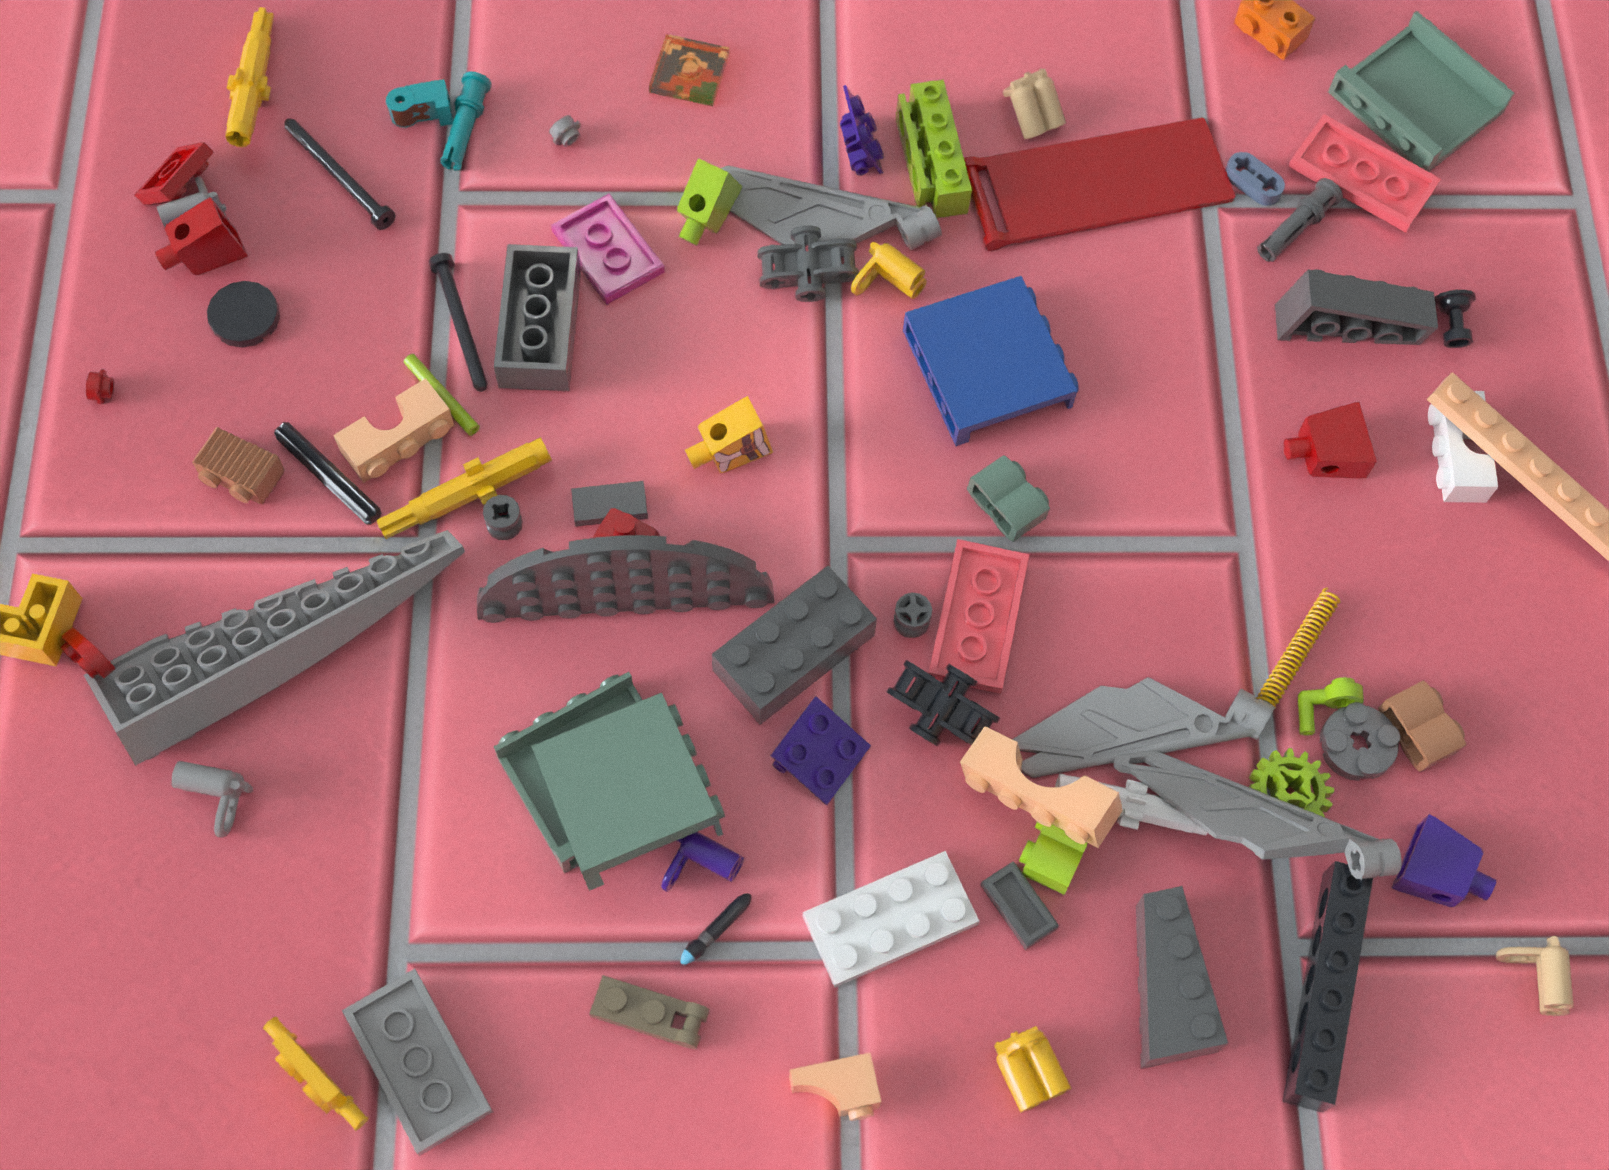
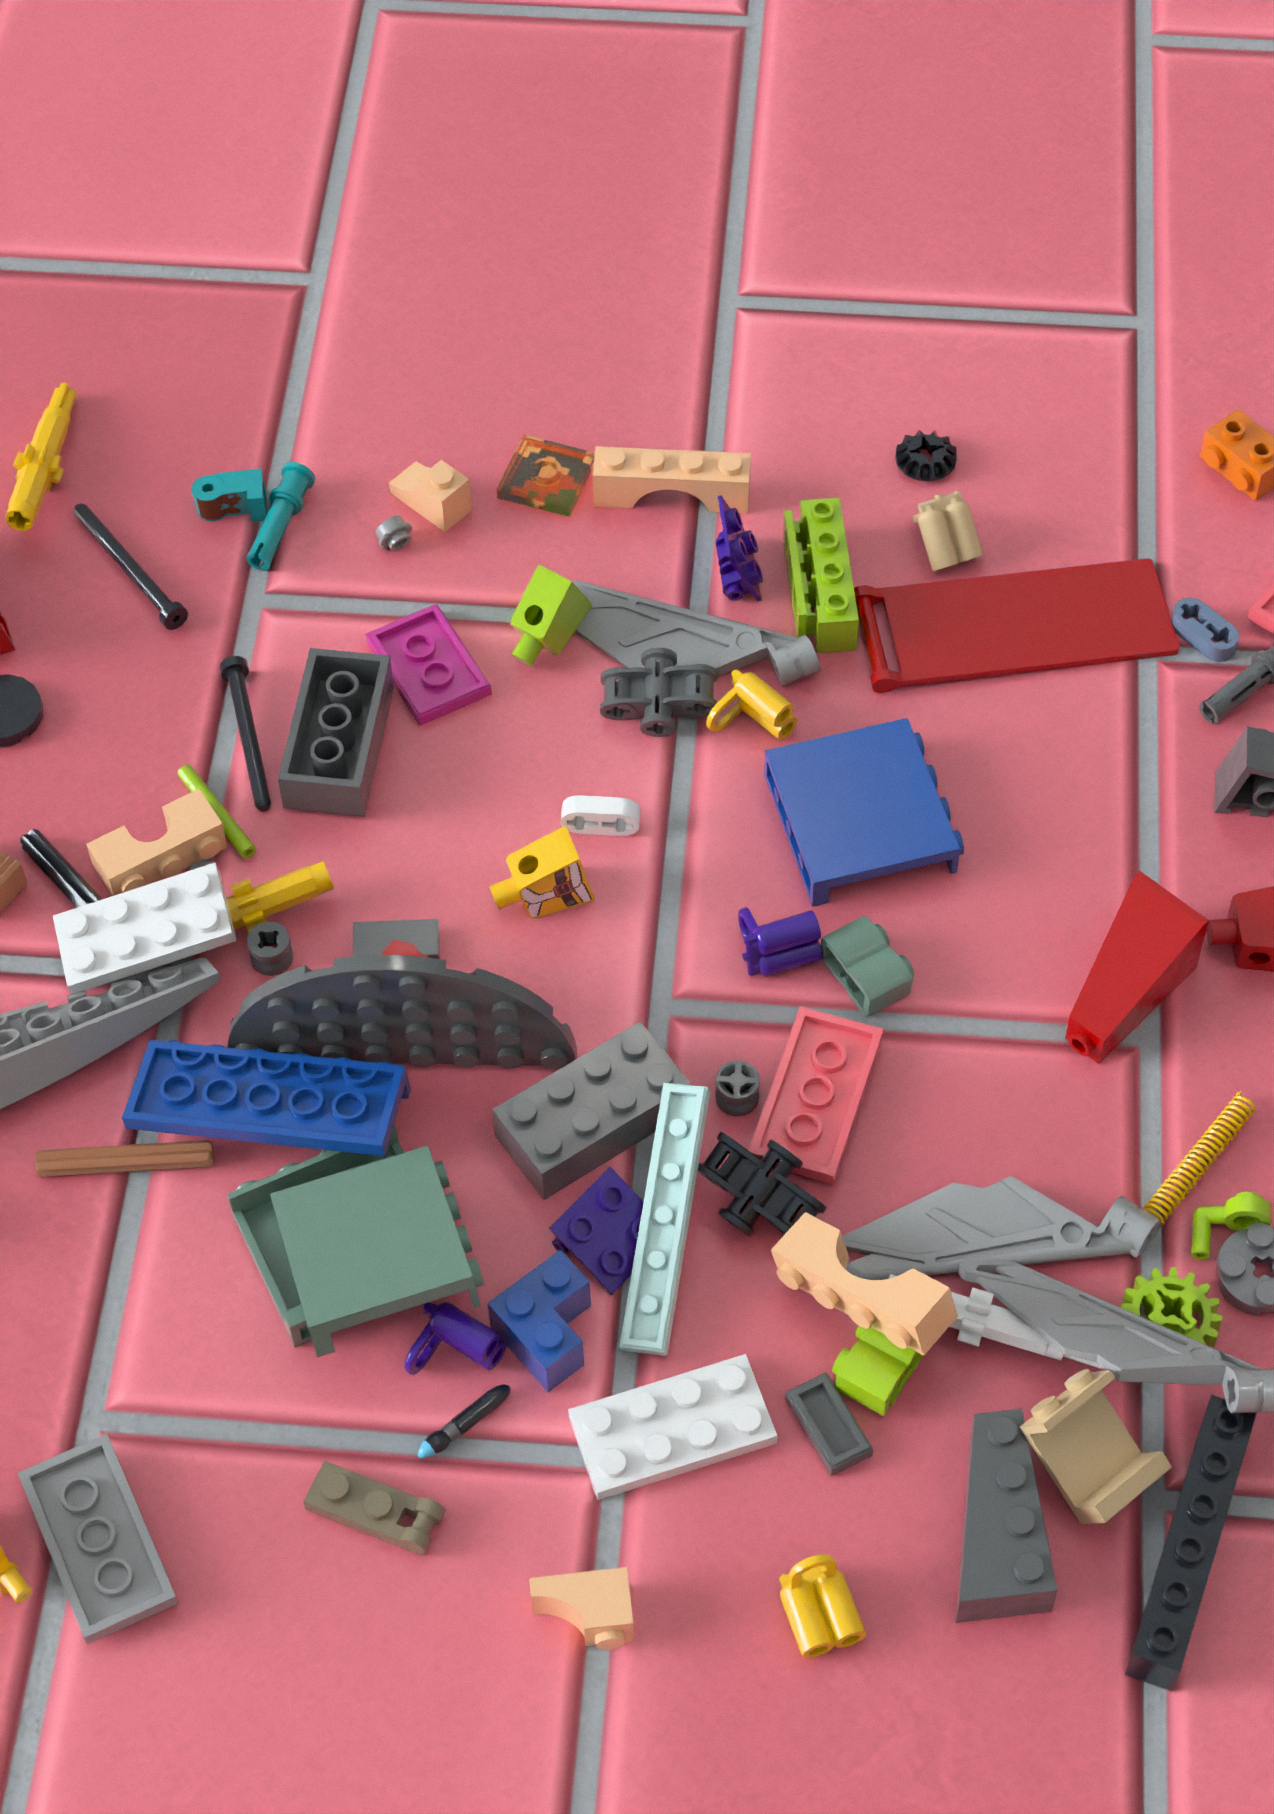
camera: 10 degrees right, 10 degrees down
(392, 509) = (144, 928): none -> white plate
(399, 716) = (124, 1158): none -> nougat axle
(517, 656) = (266, 1097): none -> blue bracket
(595, 92) = (434, 492): none -> light nougat arch
(765, 837) = (536, 1316): none -> blue brick
(770, 378) = (600, 815): none -> white beam
(832, 65) = (630, 473): none -> light nougat arch
(867, 739) = (665, 1219): none -> light aqua tile
(934, 485) = (780, 943): none -> dark purple piece
(1002, 44) = (917, 466): none -> black gear
(1236, 478) = (1141, 962): none -> red slope
(1242, 917) = (1090, 1449): none -> tan panel

